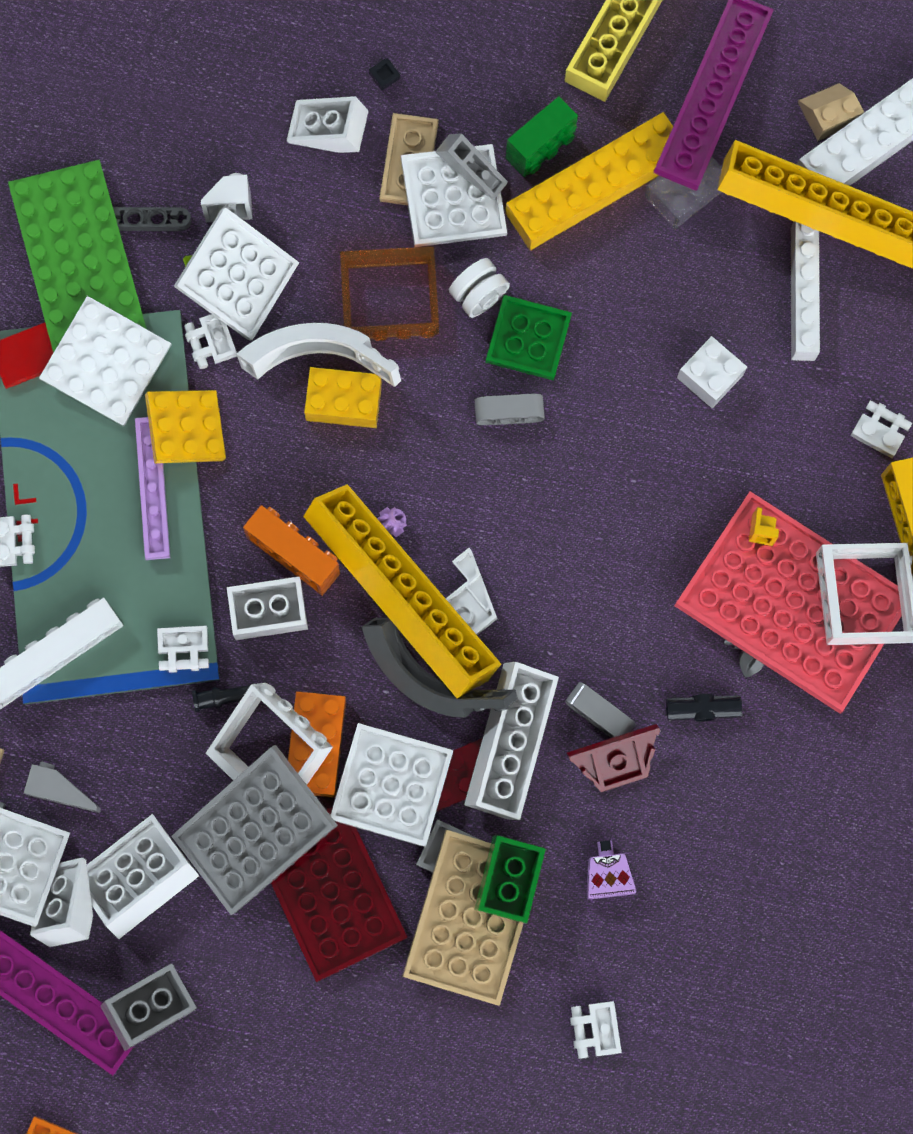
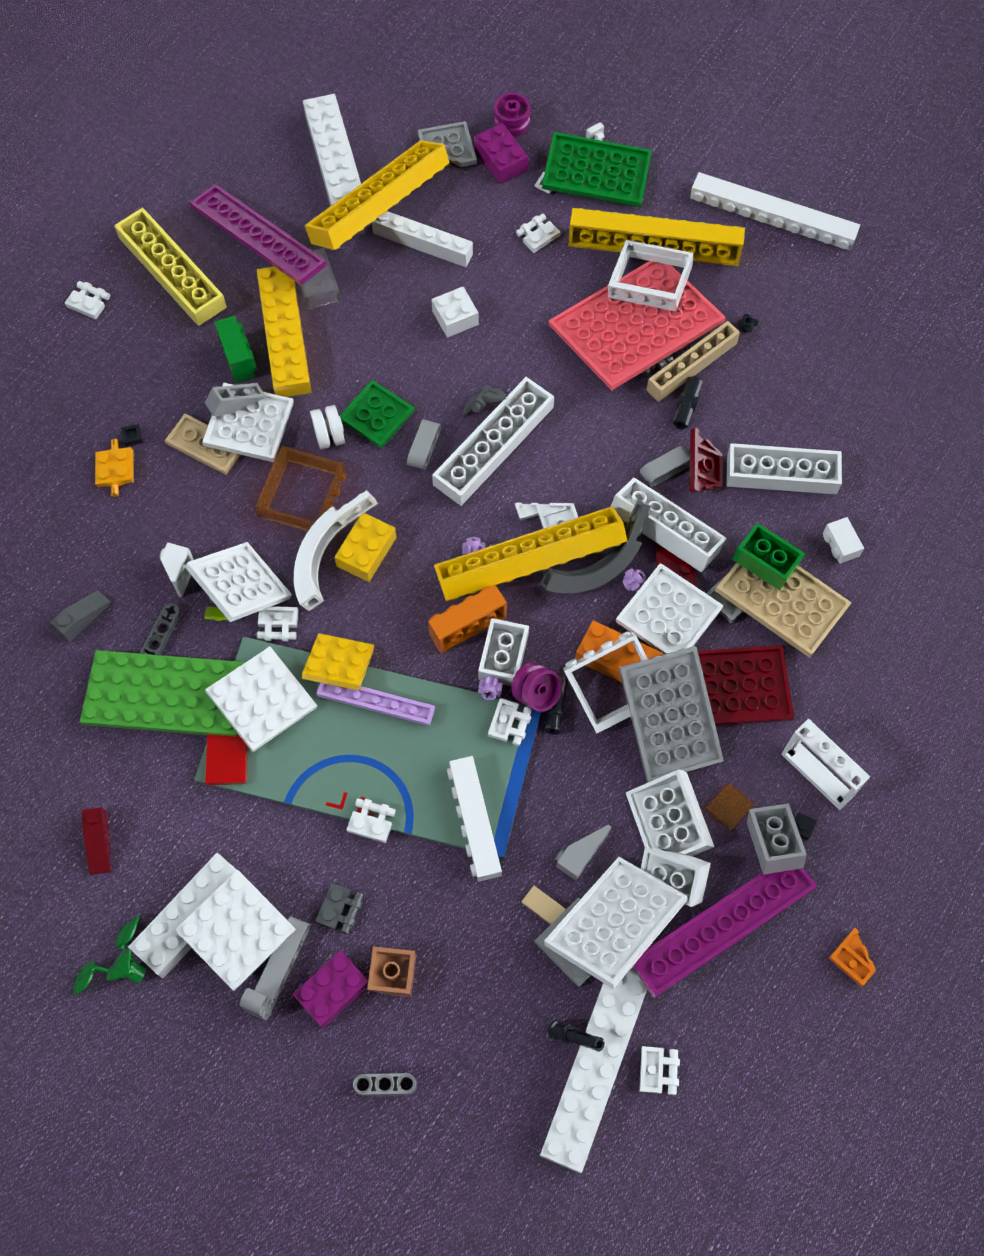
camera: 65 degrees left, 10 degrees down
(137, 123) = (79, 615): none -> dark grey slope
(180, 942) = (730, 806): none -> clear orange piece
(185, 1036) = (805, 825): none -> black plate
(215, 609) = (490, 688): none -> lavender gear
(233, 662) = (537, 687): none -> magenta wheel
(253, 1036) = (816, 772): none -> white window
(328, 124) = (150, 485): white slope -> none
(336, 73) = (114, 467): none -> light orange plate
(424, 727) = (634, 579): none -> lavender gear
(545, 489) = (493, 441): none -> white brick
(583, 968) = (843, 540): none -> white brick
(601, 457) = (485, 395): none -> dark grey plant
(604, 1029) = (888, 543): white plate -> none
(608, 874) = (782, 501): lavender torso -> none
(653, 860) = (784, 468): none -> white brick
(763, 528) = (580, 320): yellow panel -> none
(765, 693) = (693, 361): none -> tan brick
(830, 110) = (303, 178): tan slope -> none
(852, 747) = (747, 327): none -> black plate

